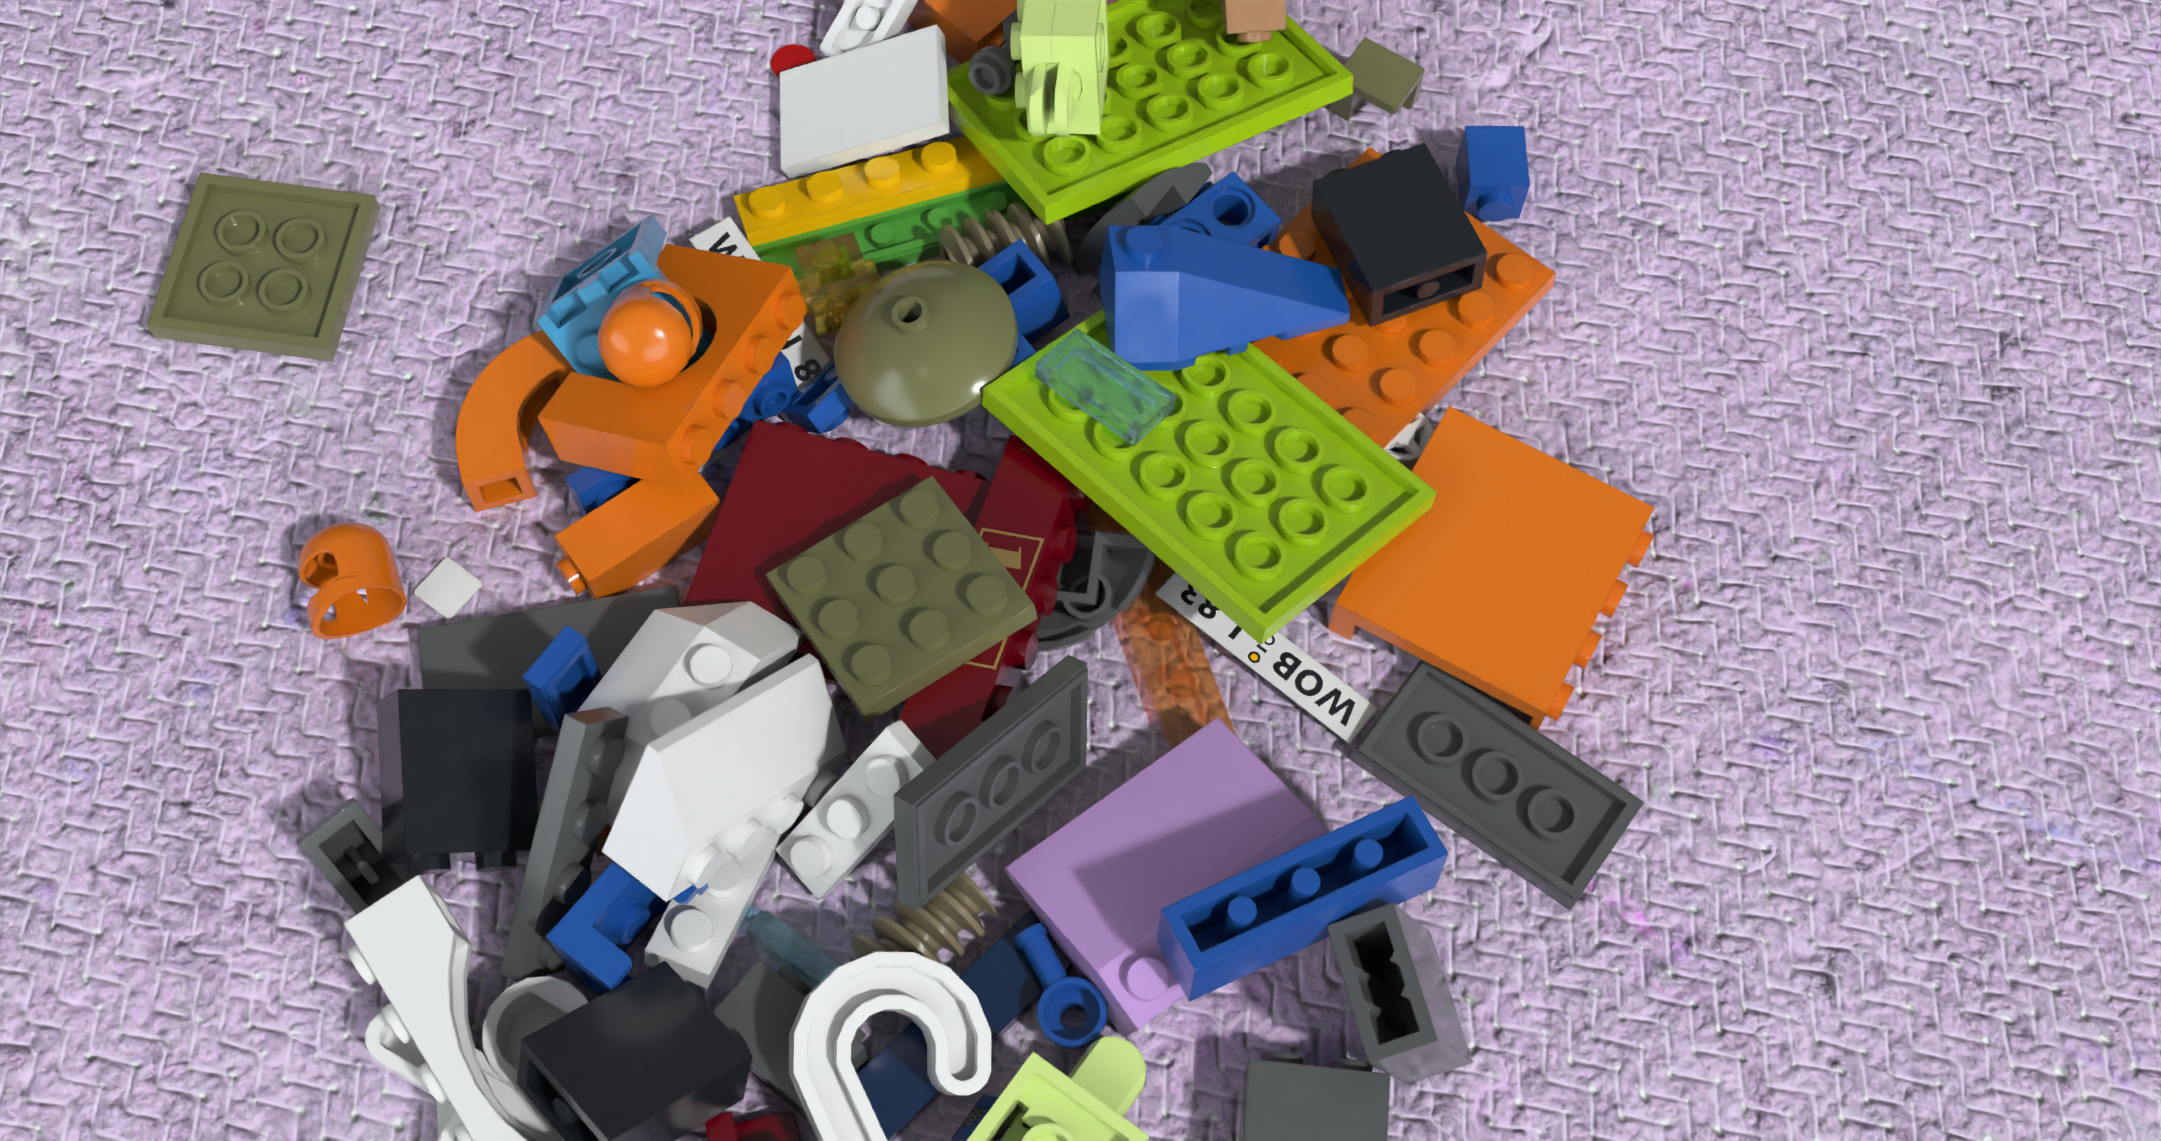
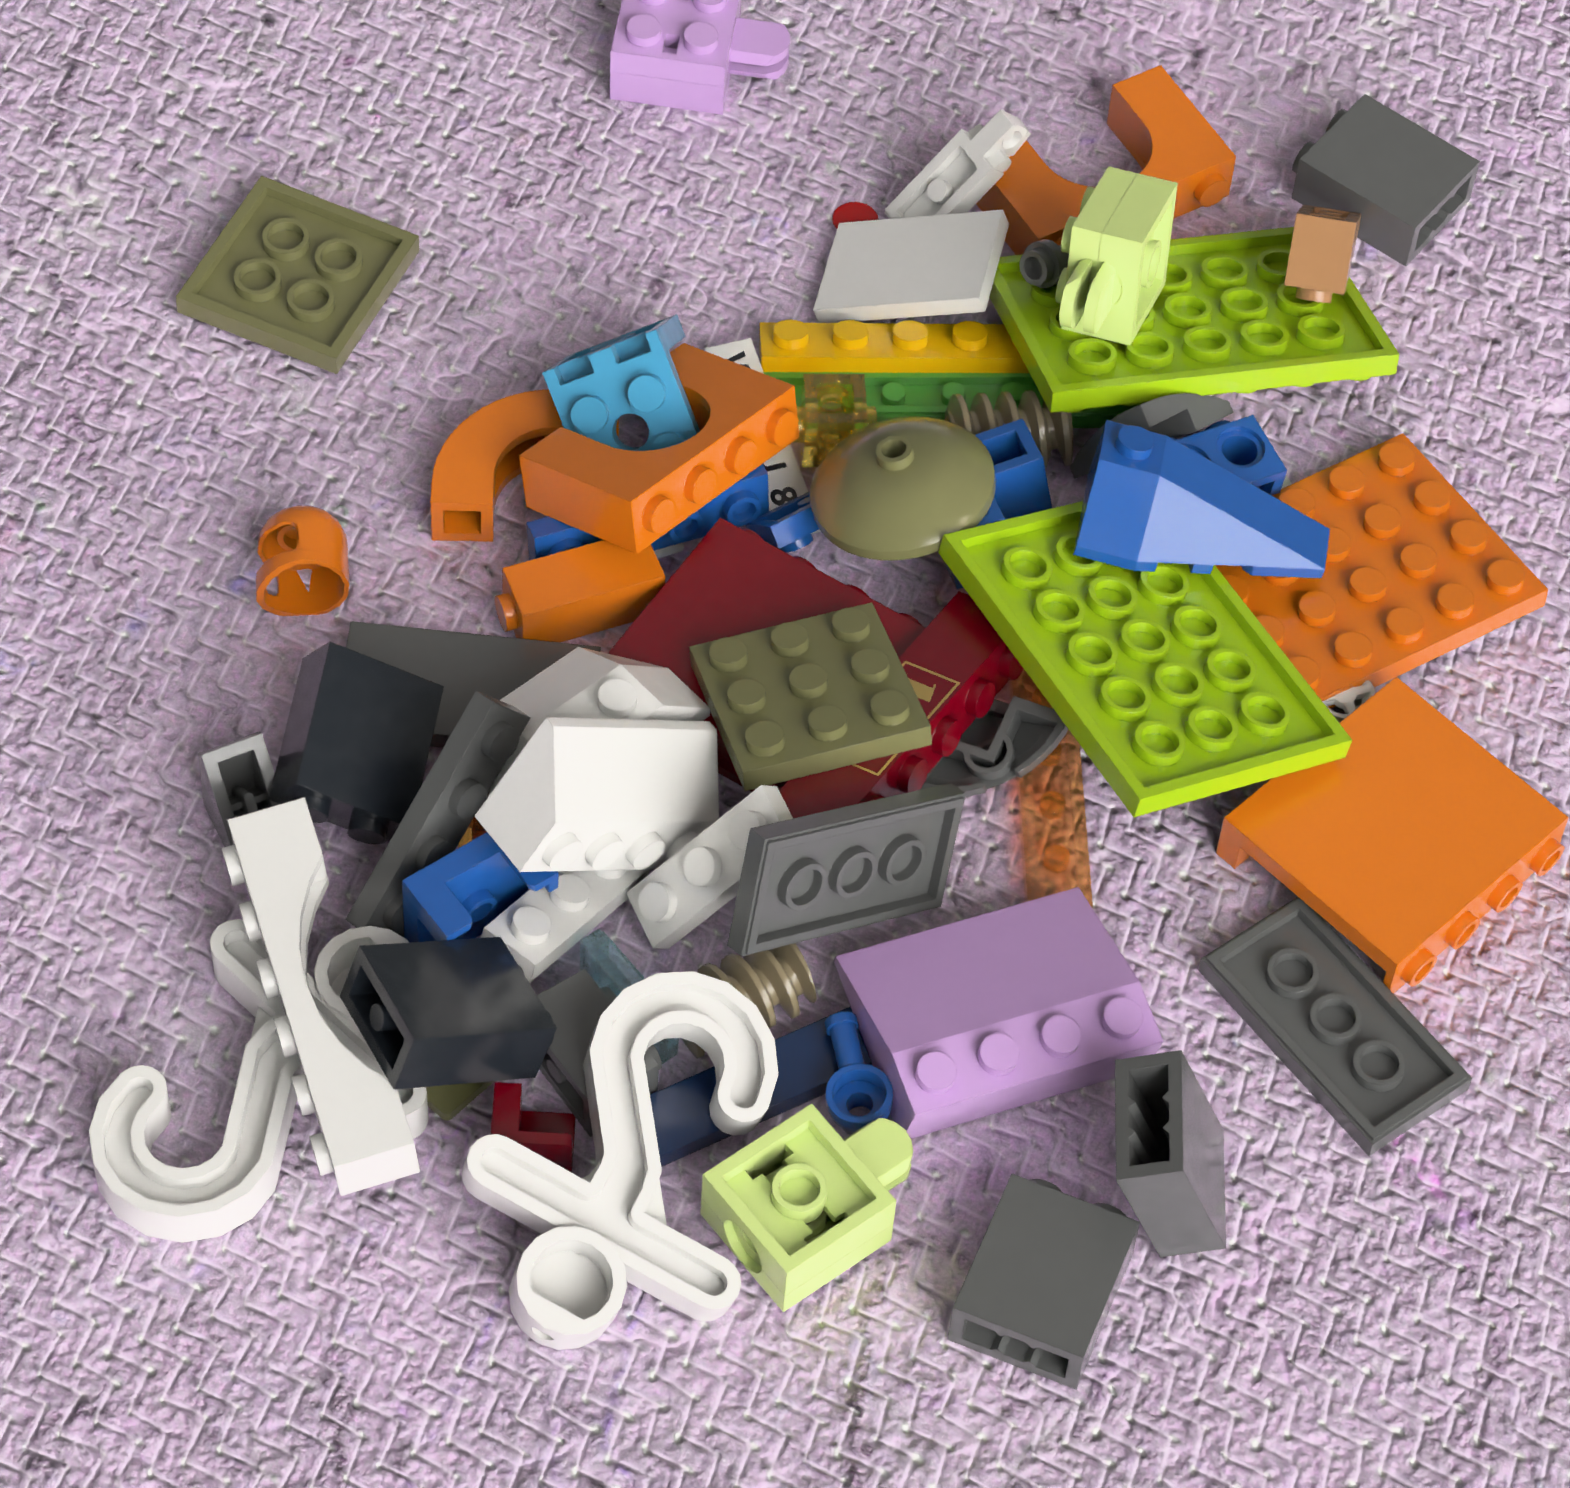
camera: 15 degrees right, 10 degrees down
(447, 588) = (387, 598): white sticker -> none
(562, 677) = (477, 667): blue tile -> none
(646, 337) = (643, 407): orange helmet -> none
(1105, 386) = (1060, 562): clear light blue tile -> none
(1276, 661) = (1150, 858): white sticker -> none
(1297, 894) = (1080, 1028): blue brick -> none
(1380, 79) = (1432, 371): olive panel -> none
(1398, 234) = (1396, 510): black brick -> none
(1493, 172) = (1519, 485): blue brick -> none

